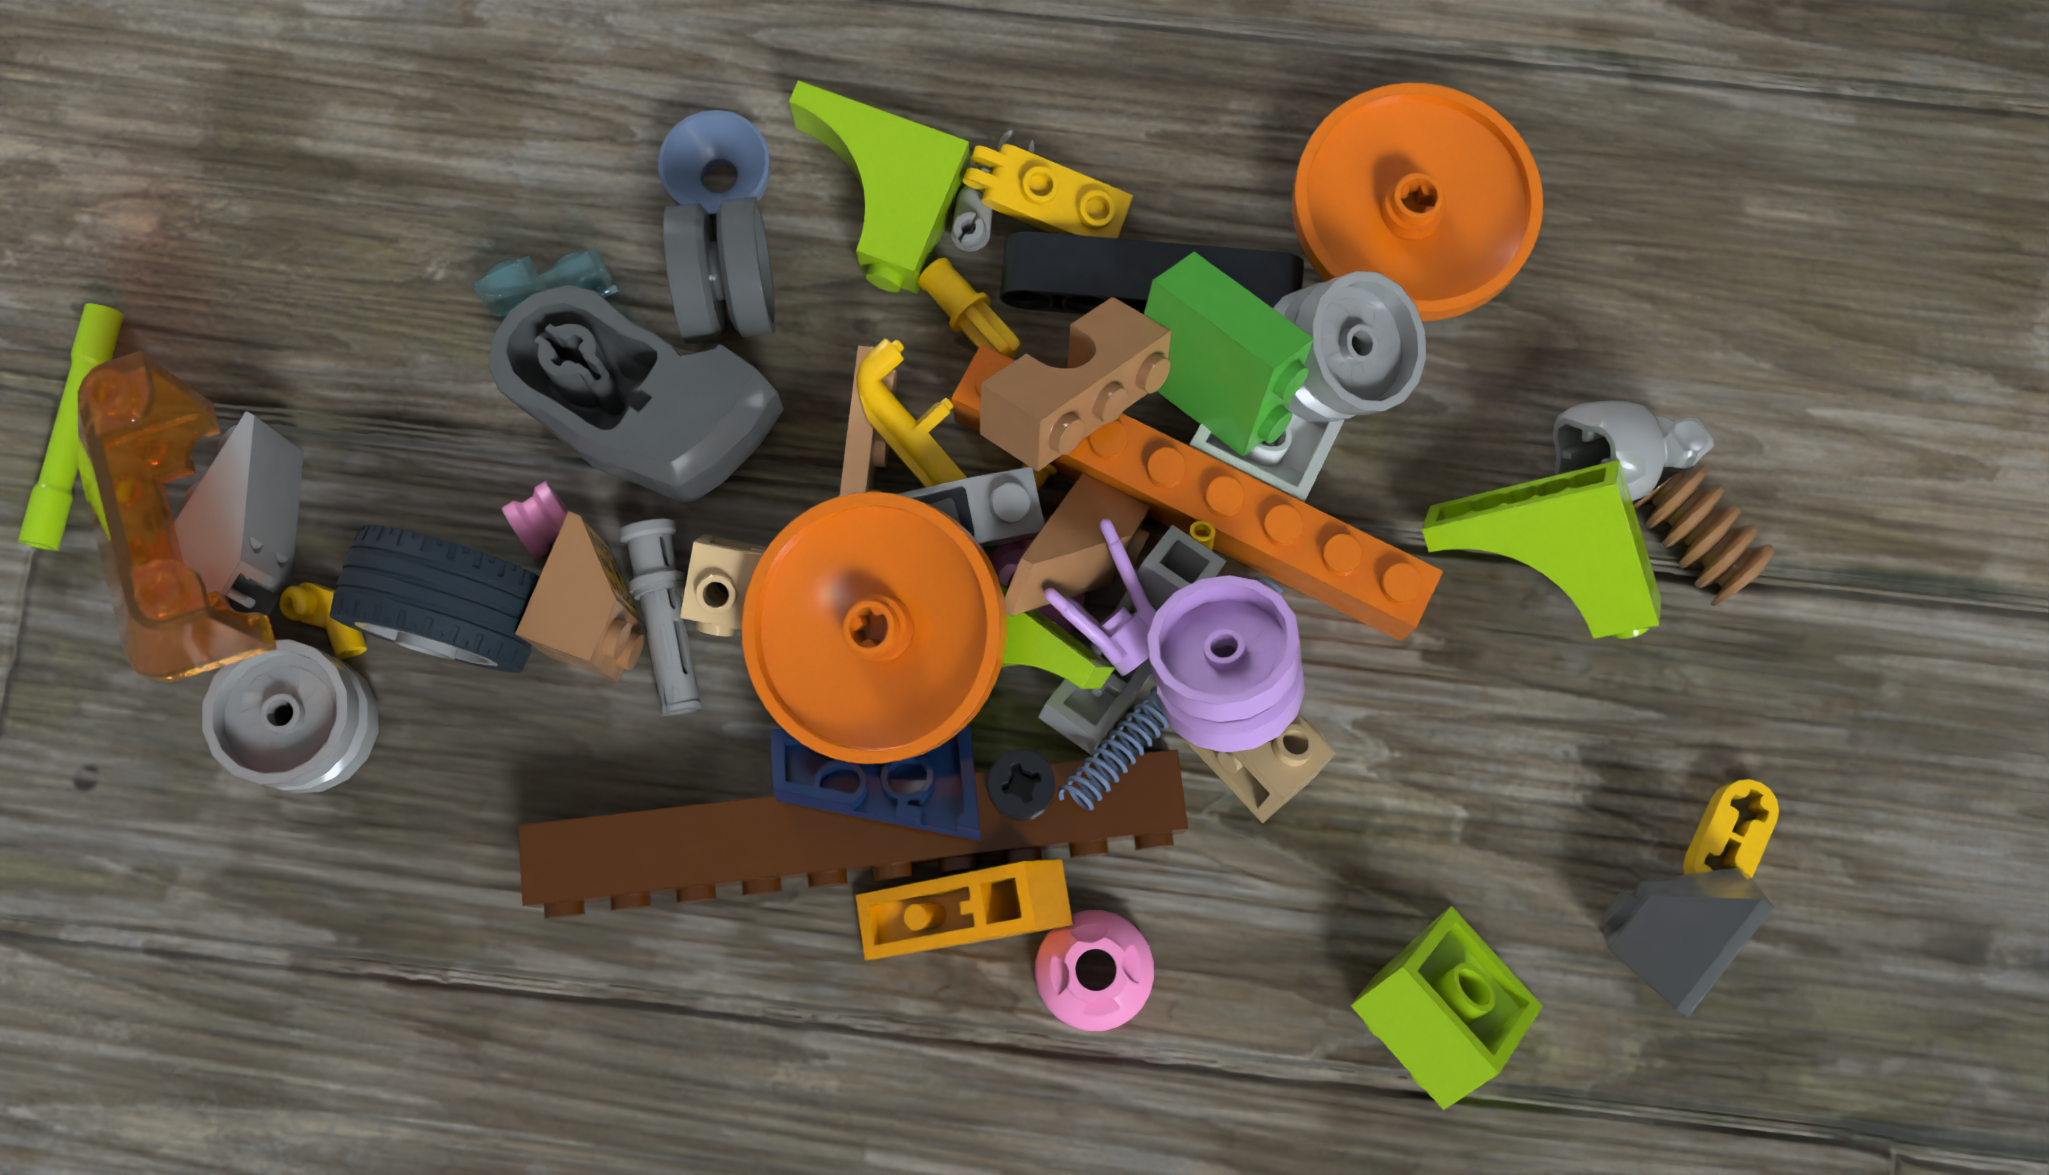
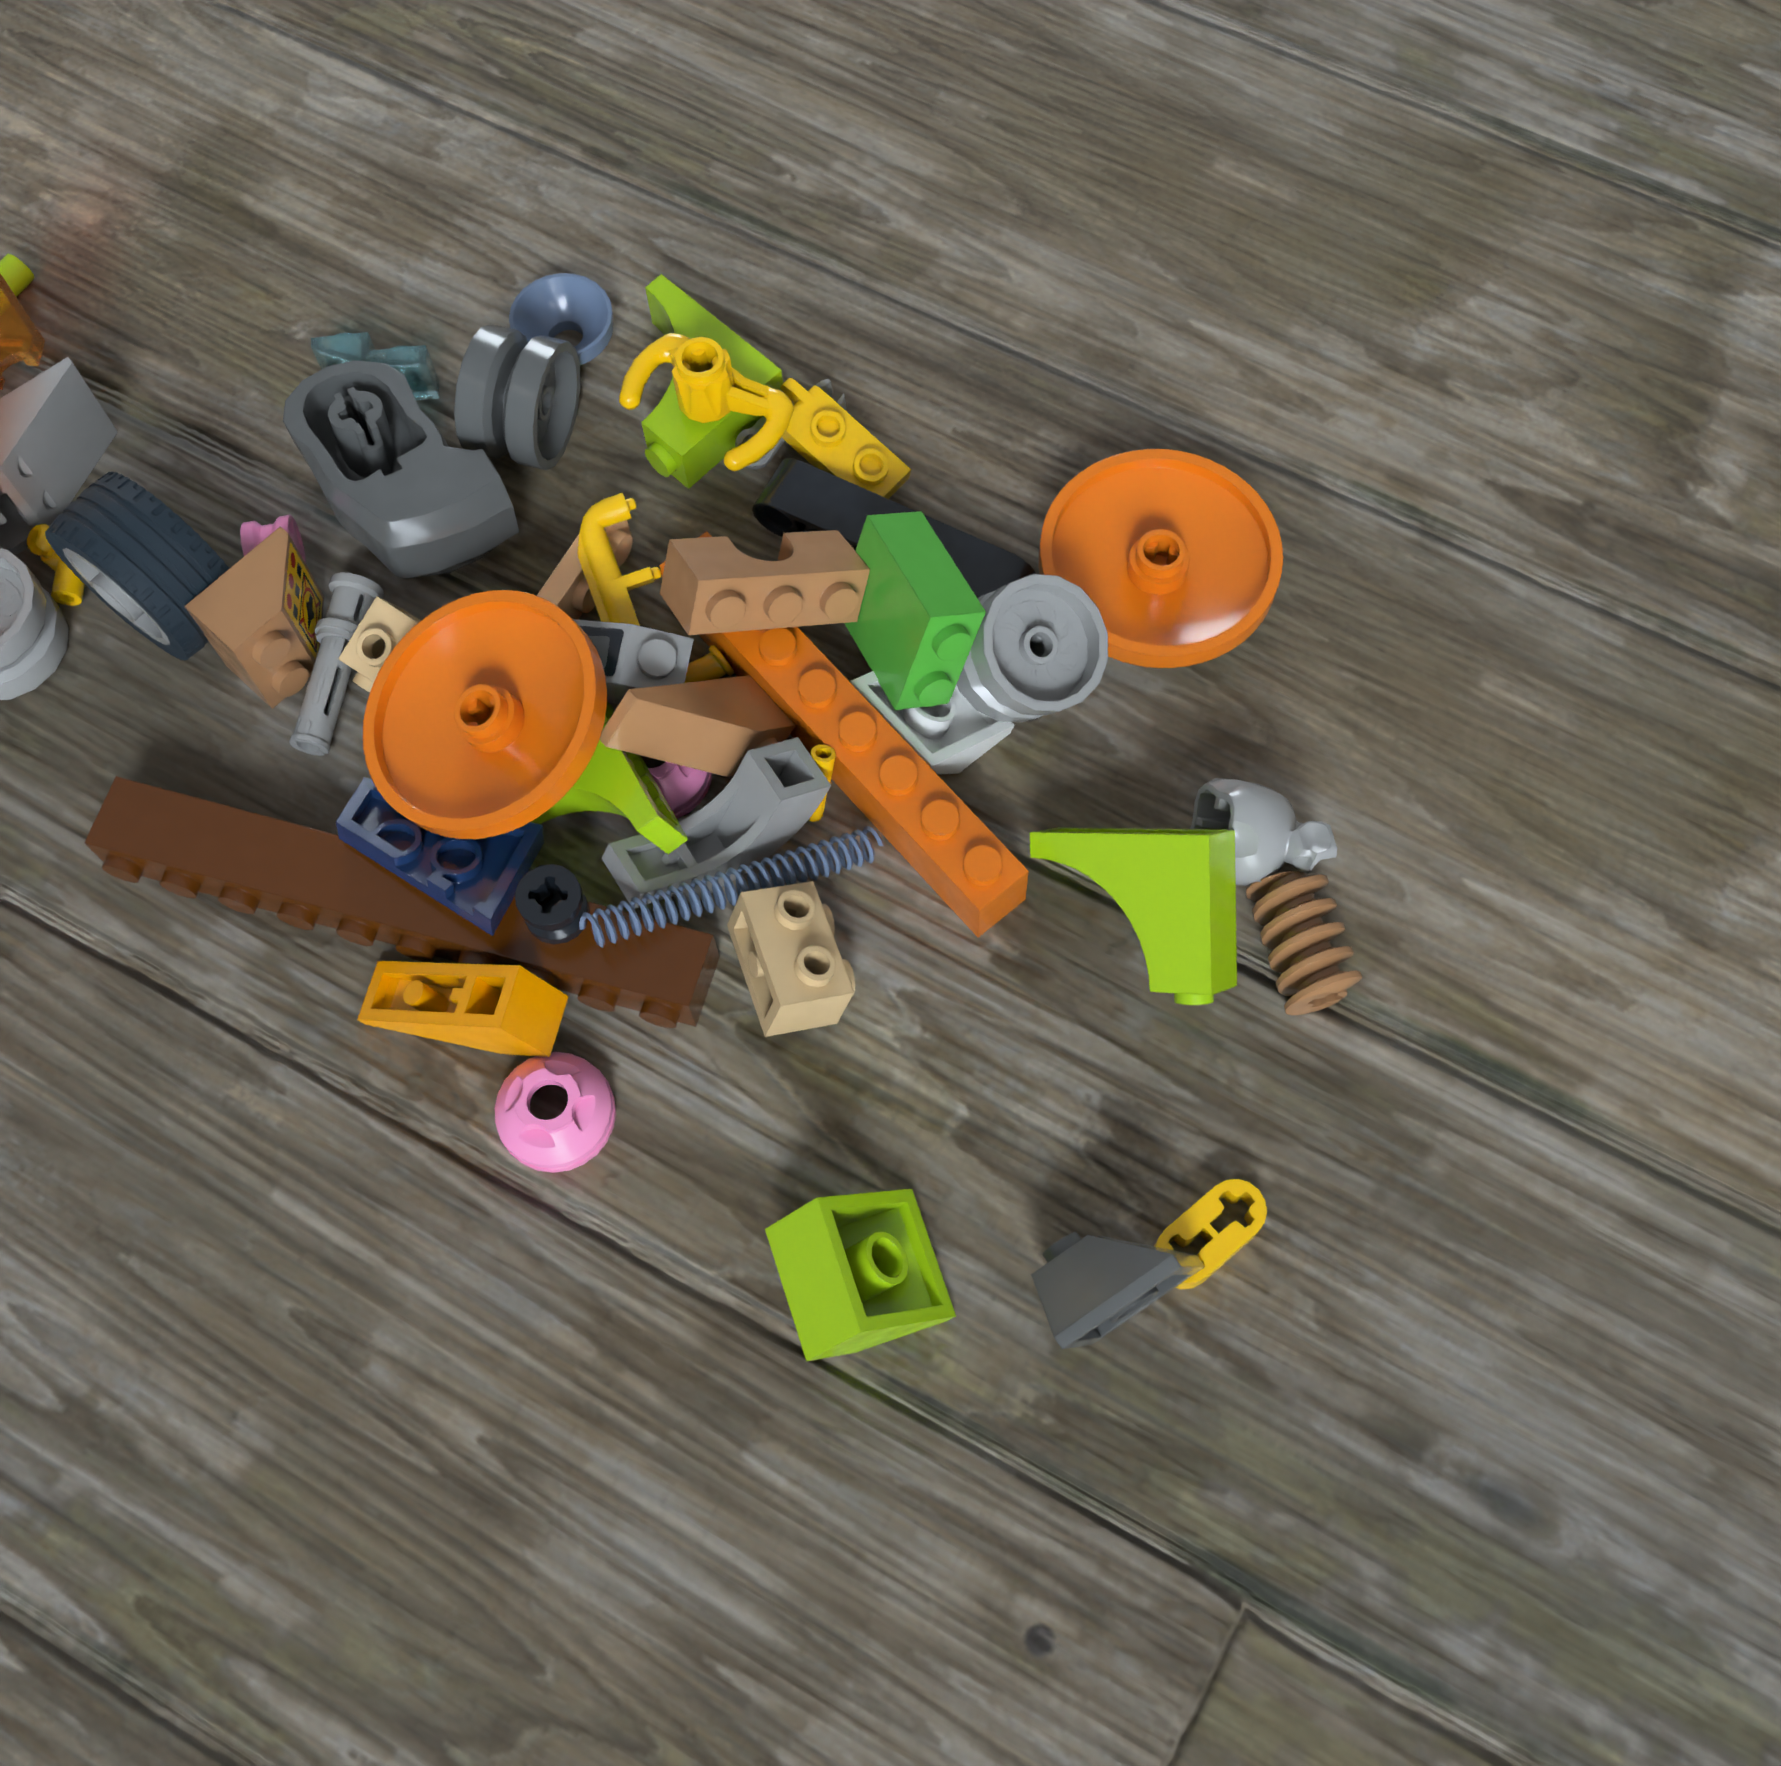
camera: 25 degrees right, 10 degrees down
(914, 194) = (710, 390): none -> yellow piece
(968, 309) = (719, 509): yellow axle -> none
(1120, 635) = (703, 810): lavender plant -> none
(1227, 663) = (776, 859): lavender wheel -> none

